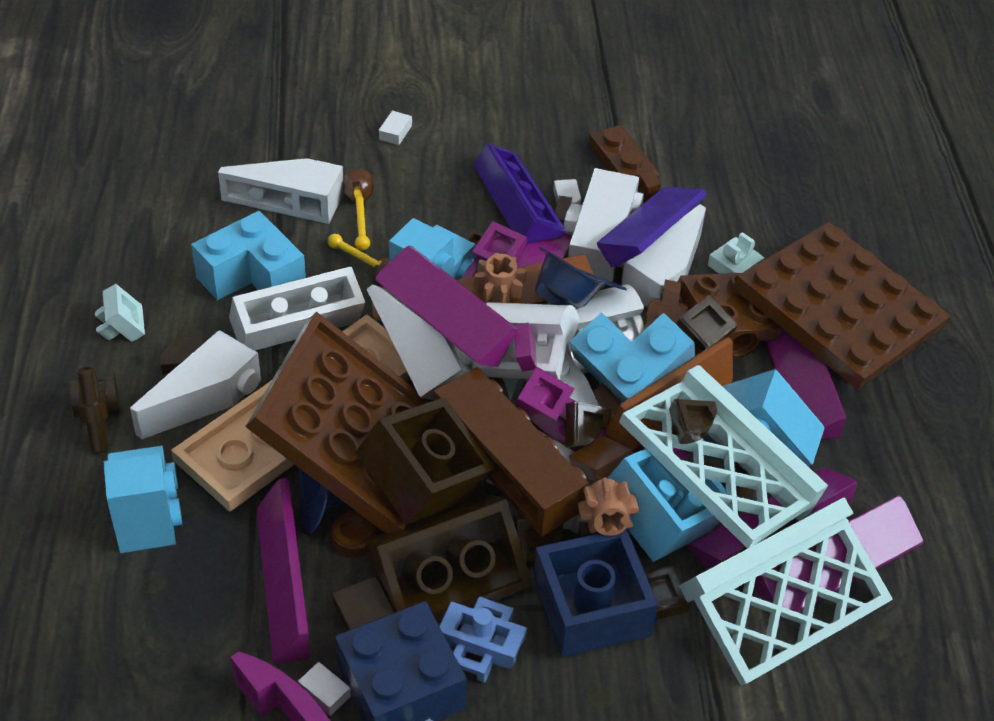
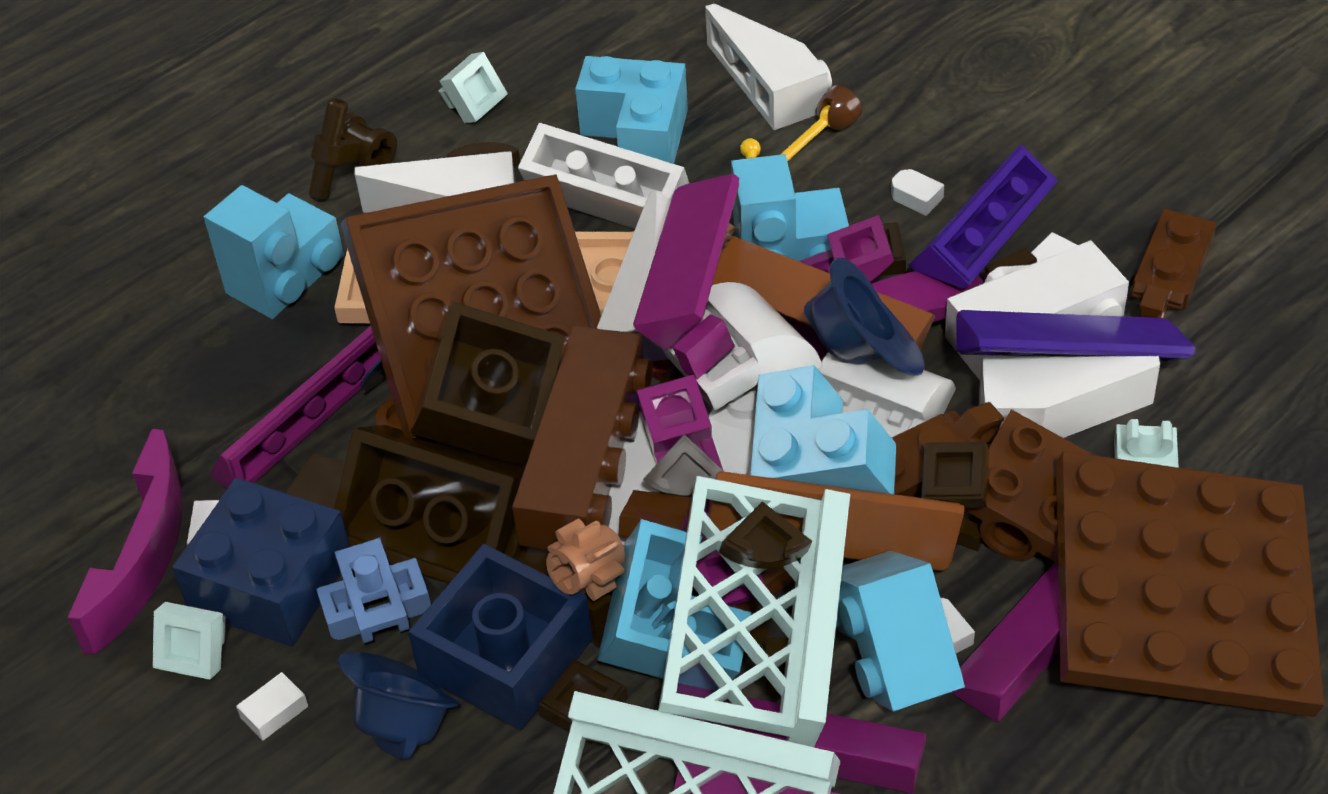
camera: 55 degrees right, 0 degrees up
(395, 128) = (964, 75): white piece -> none
(455, 205) = (916, 191): none -> white piece
(499, 278) = (791, 271): nougat gear -> none
(585, 680) = (394, 702): none -> dark blue piece

